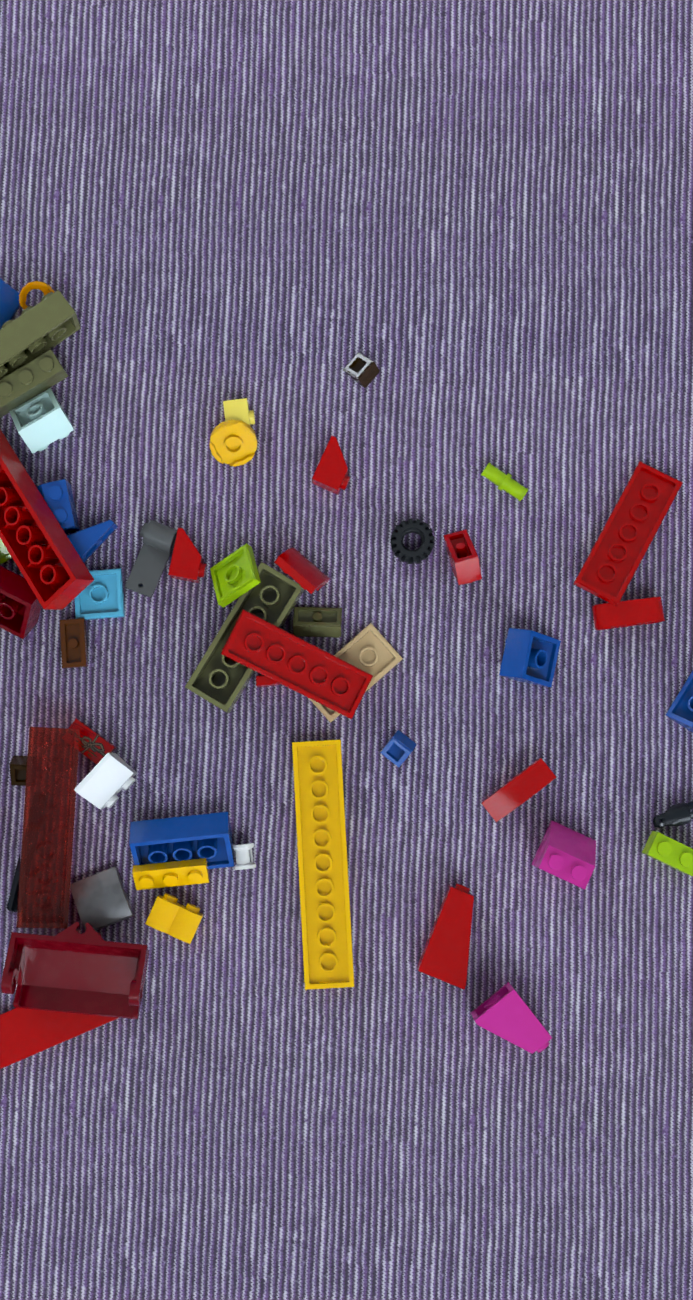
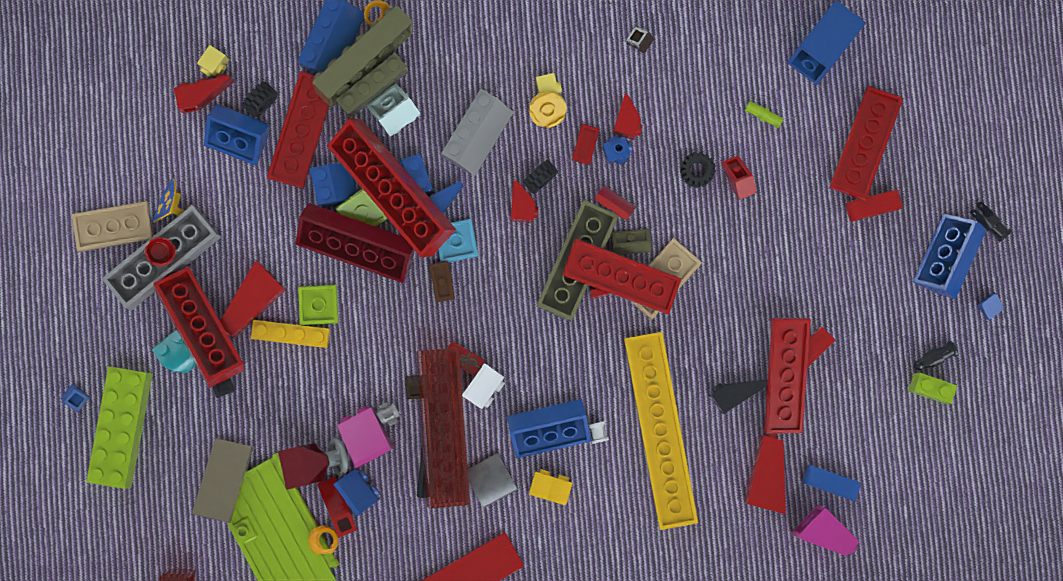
camera: 10 degrees left, 0 degrees up
(75, 973) = (482, 538): dark red piece -> none
(142, 461) = (477, 132): none -> light grey slope
(152, 559) = (494, 207): dark grey door -> none
(170, 874) = (543, 453): yellow plate -> none
(212, 526) = (540, 176): none -> black tyre
(235, 575) = (563, 213): lime tile -> none
(276, 493) = (585, 144): none -> red tile
(311, 496) = (613, 156): none -> blue brick
(398, 748) = (707, 333): blue slope -> none
(419, 829) = (732, 394): none -> black slope
(489, 814) = (787, 375): none -> red tile
(529, 657) = (801, 249): blue slope -> none
(529, 957) = (831, 483): none -> blue beam
(566, 854) = (850, 400): dark pink slope -> none
(594, 400) = (826, 42): none -> blue slope

